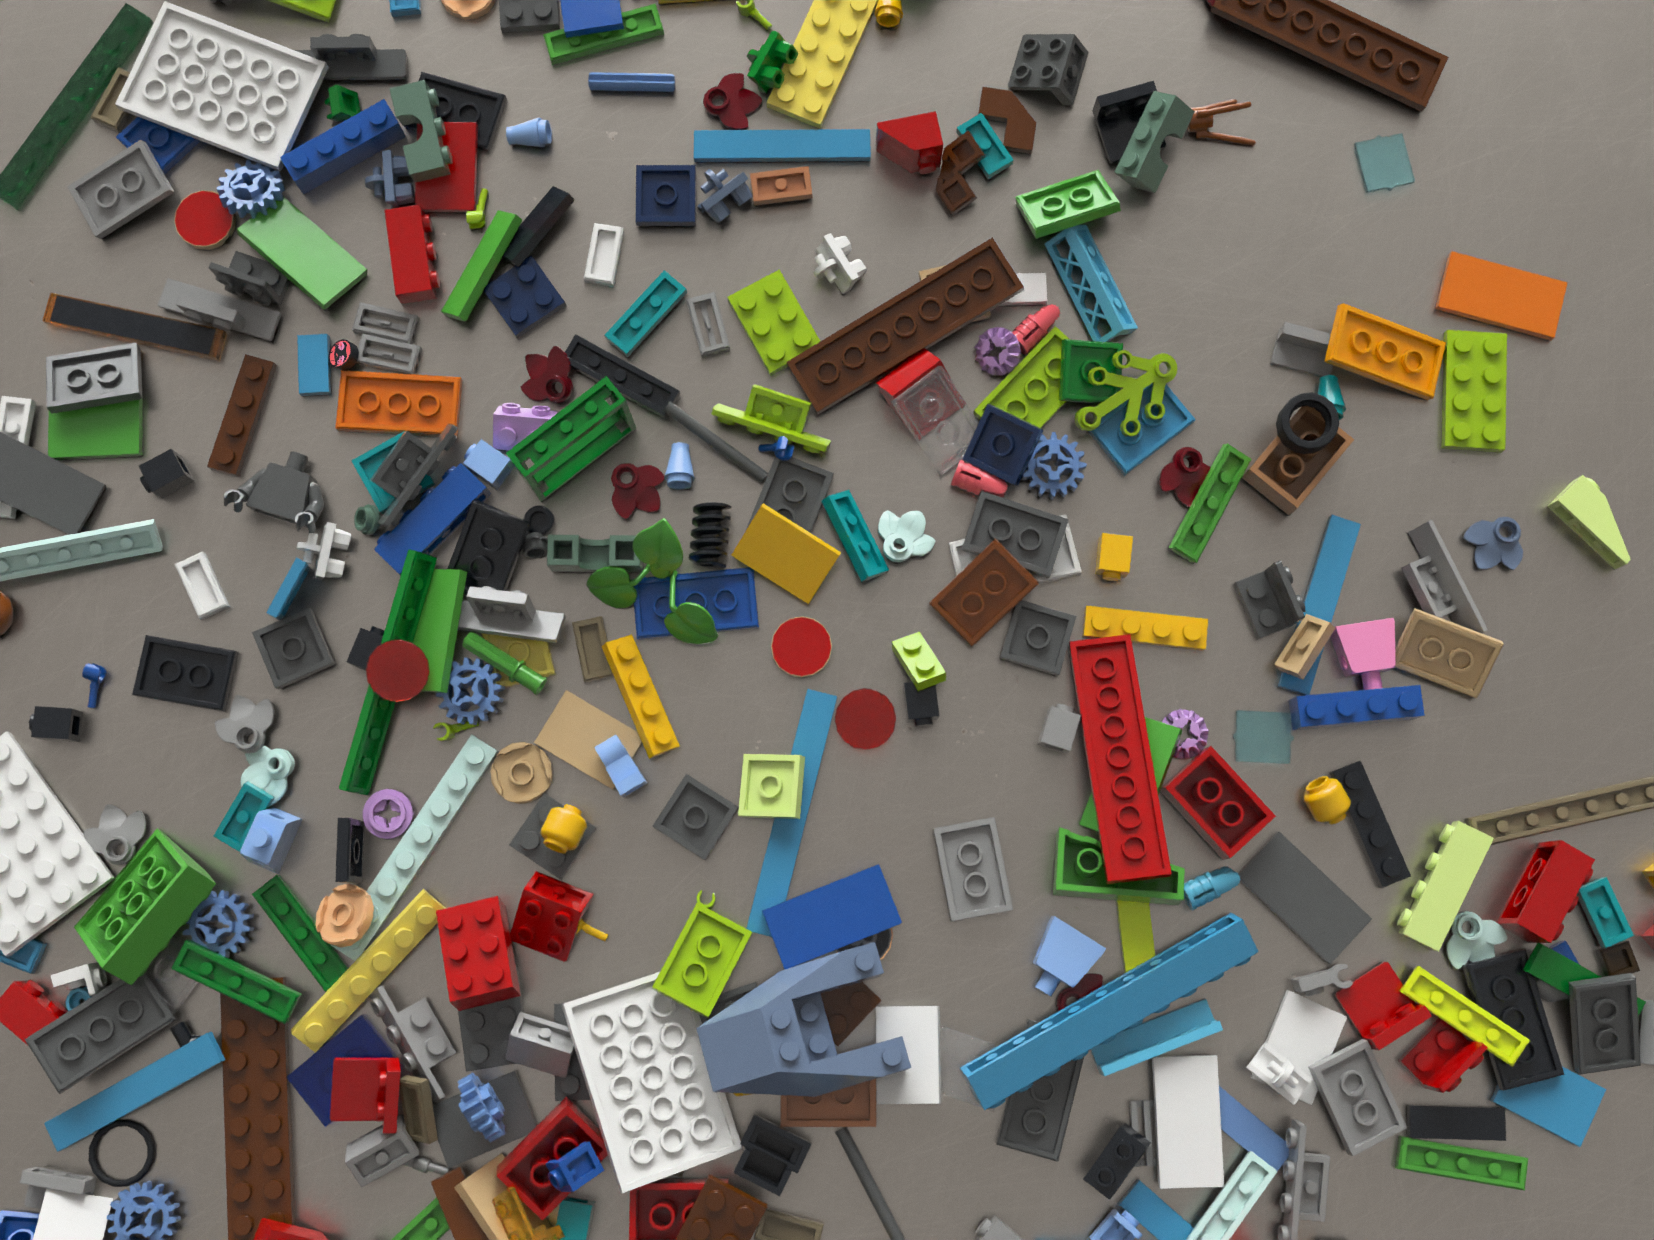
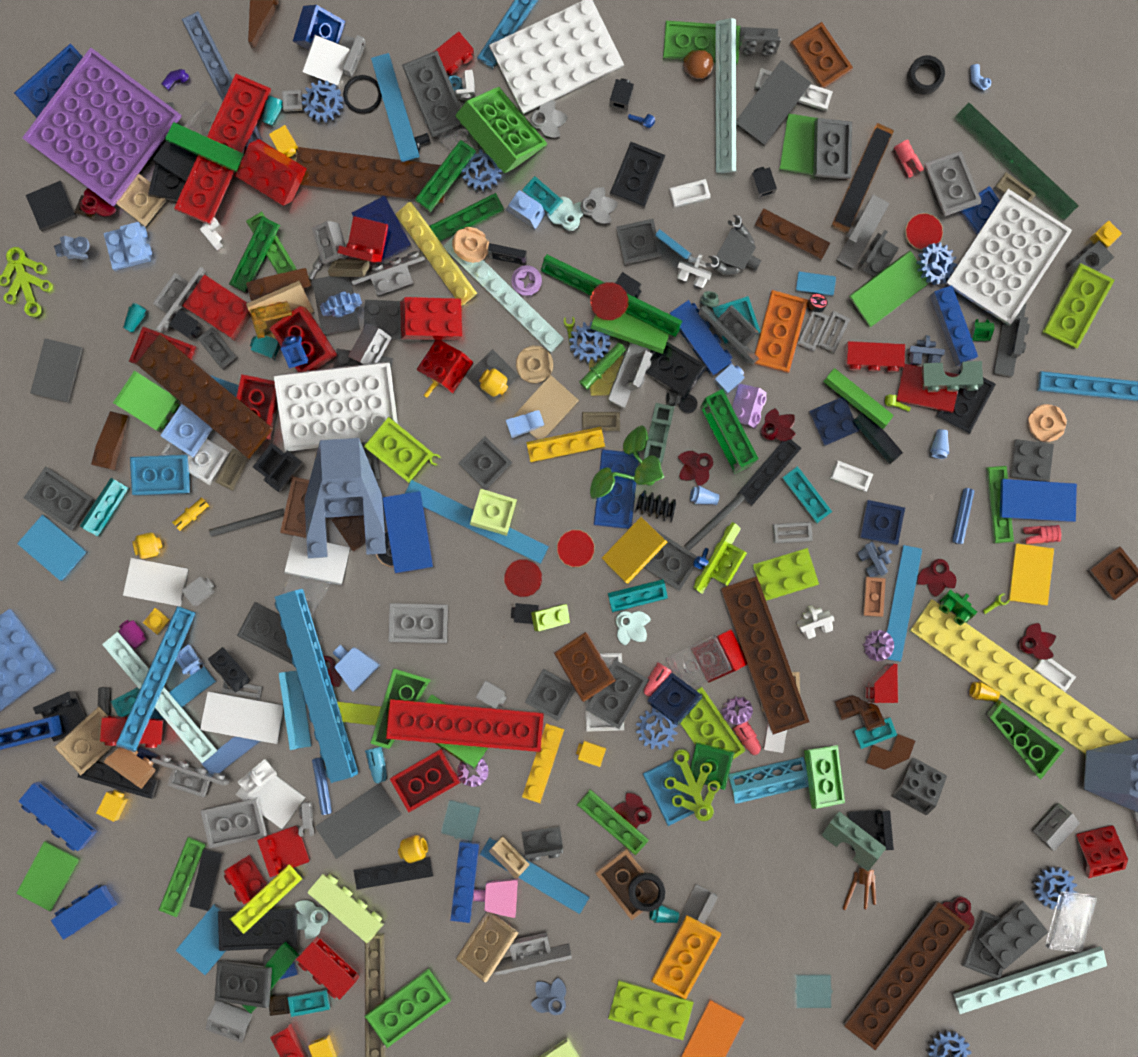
camera: 100 degrees right, 5 degrees up
(86, 268) = (906, 154): none -> coral hinge
(842, 156) = (883, 652): none -> lavender gear
(1264, 967) = (321, 784): none -> medium blue axle
(1570, 756) = (407, 1007): none -> bright green tile

